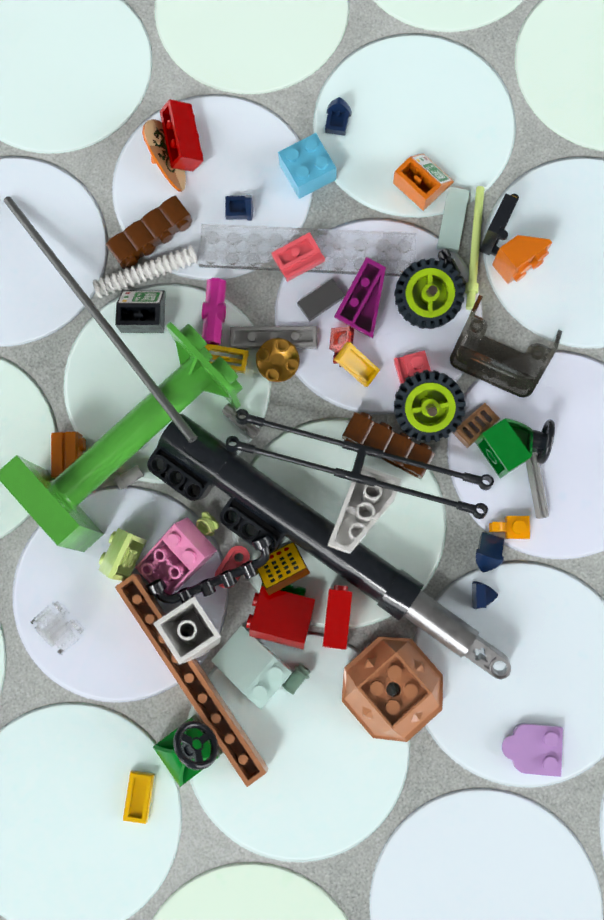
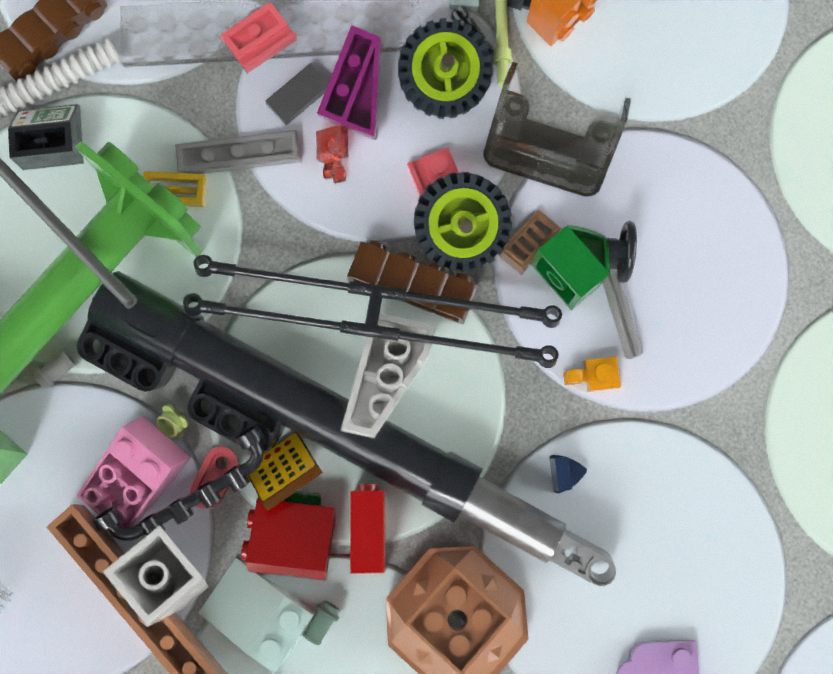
camera: 20 degrees left, 0 degrees up
(121, 555) = (54, 480): yellowish green slope -> none
(214, 311) = (150, 125): dark pink piece -> none
(251, 430) = (220, 283): light grey axle -> none
(277, 360) = (246, 182): pearl gold dish -> none
(357, 364) = (357, 176): yellow tile -> none
(489, 552) = (568, 412): dark blue tile -> none

